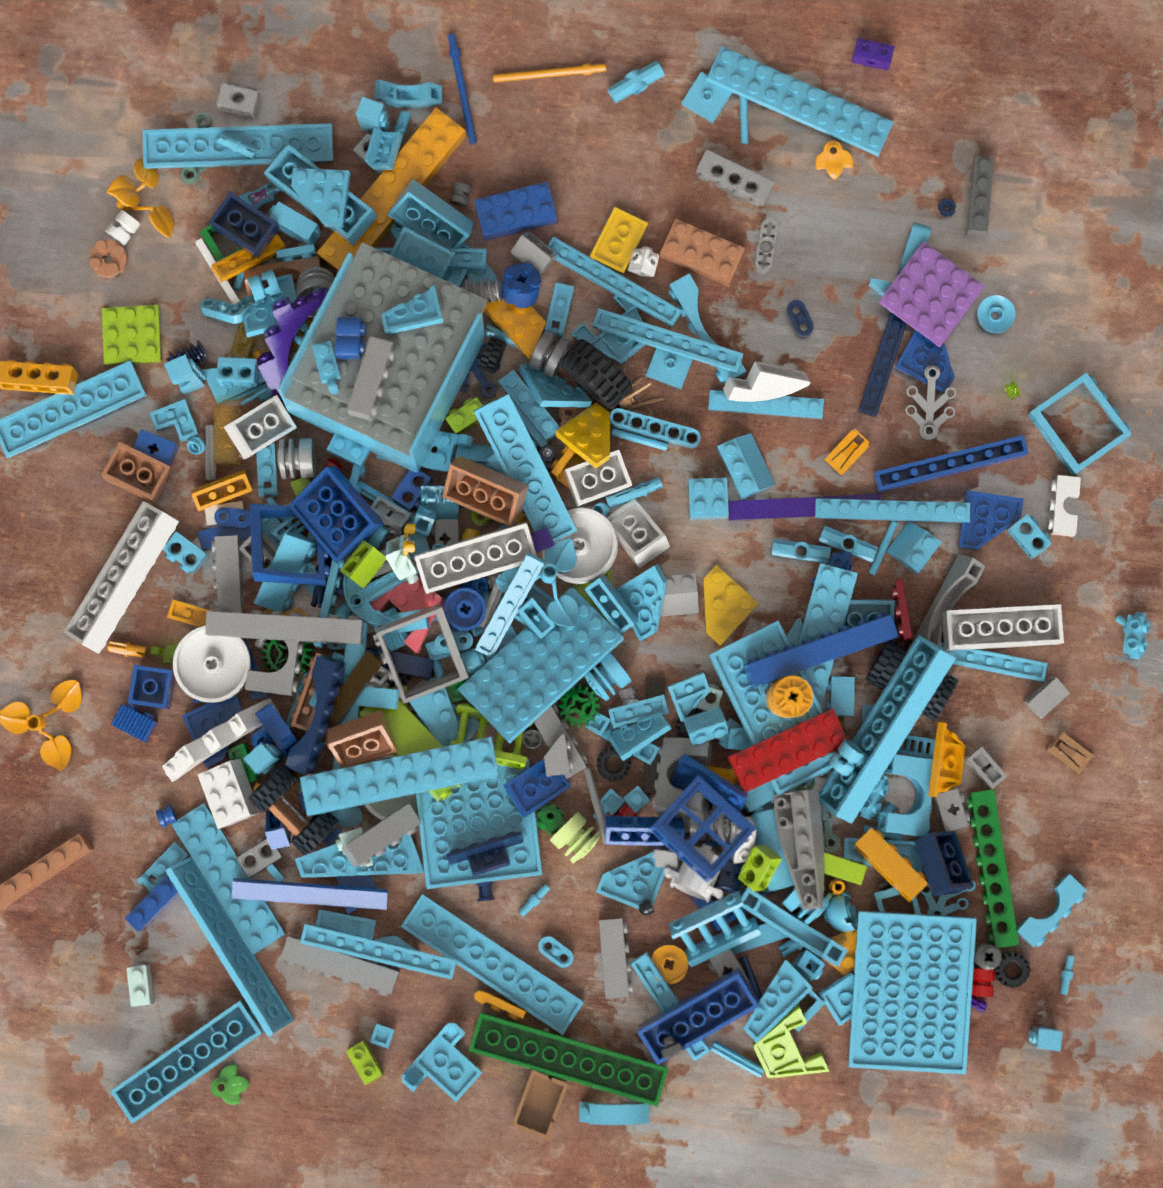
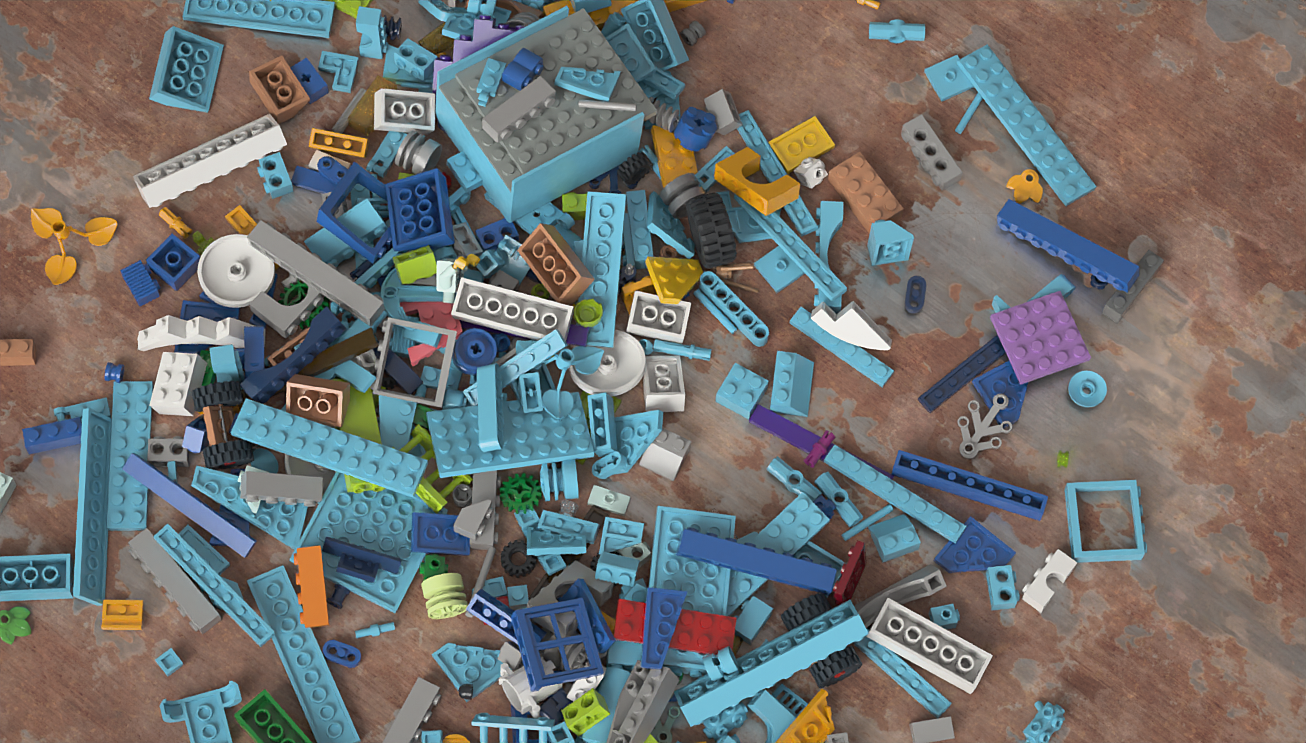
camera: 20 degrees right, 15 degrees down
(43, 505) = (186, 70): none -> medium azure slope
(196, 445) = (342, 98): medium azure plate -> none
(228, 573) = (302, 207): light grey brick -> none
(316, 1020) = (122, 614): none -> light orange plate
(365, 1062) = (139, 673): lime brick -> none
(389, 233) = (613, 23): none -> medium azure cone
(444, 325) = (607, 105): none -> light grey bar
(456, 635) = (453, 373): medium azure plate -> none
(462, 901) = (312, 587): none -> orange brick
(499, 1004) = (286, 697): light orange hinge -> none
(512, 655) = (490, 407): none -> medium azure beam
(516, 211) = (729, 70): blue brick -> none
(520, 938) = (342, 653): none -> blue plate
(540, 516) = (588, 313): none -> lime hair
(555, 952) = (365, 684): medium azure plate -> none
(622, 316) = (764, 197): none -> light orange arch
(636, 633) = (608, 464): none -> medium azure beam
(656, 664) = (609, 500): none -> light aqua plate
(724, 605) = (701, 485): yellow plate -> none
(751, 289) = (888, 243): none -> medium azure slope
(769, 260) = (926, 213): light grey beam -> none
(775, 754) = (660, 620): none -> blue wing
(780, 690) = (693, 583): light orange wheel -> none
(805, 510) = (819, 449): none -> magenta pin
(840, 459) = (875, 428): light orange piece -> none
(873, 54) = (1111, 122): dark purple brick -> none
(905, 195) = (1068, 246): none -> blue brick
(997, 593) = (945, 616): none -> medium azure brick

